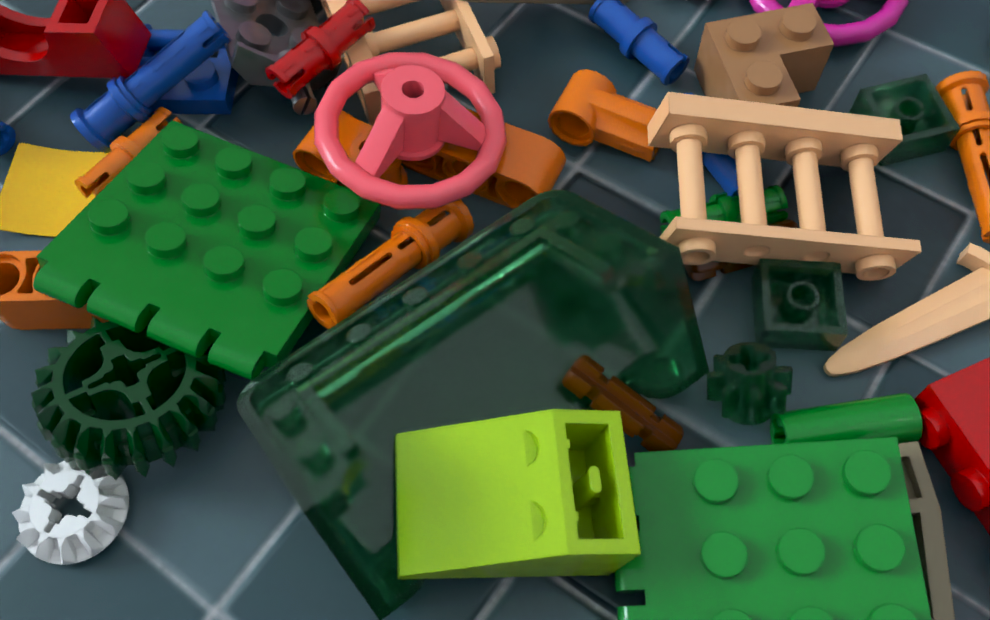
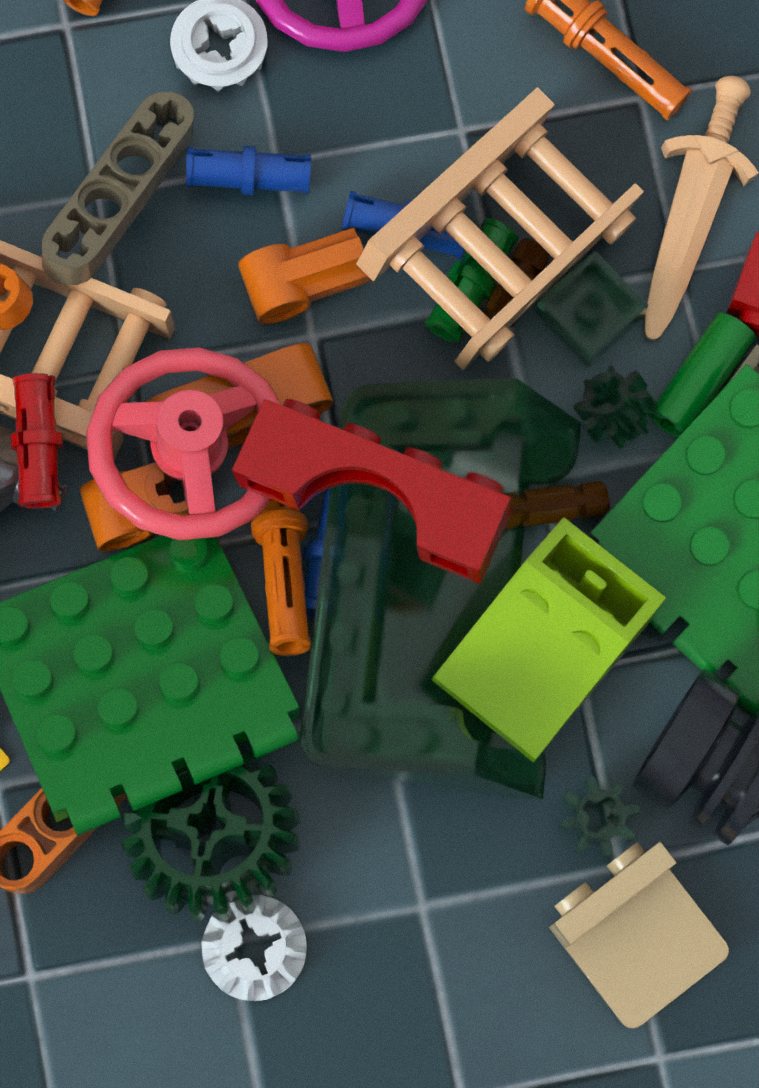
camera: 50 degrees left, 15 degrees up
(517, 306) = (297, 456): none -> red arch
(764, 55) = (370, 124): medium nougat brick -> none
(922, 113) = (525, 57): clear green piece -> none

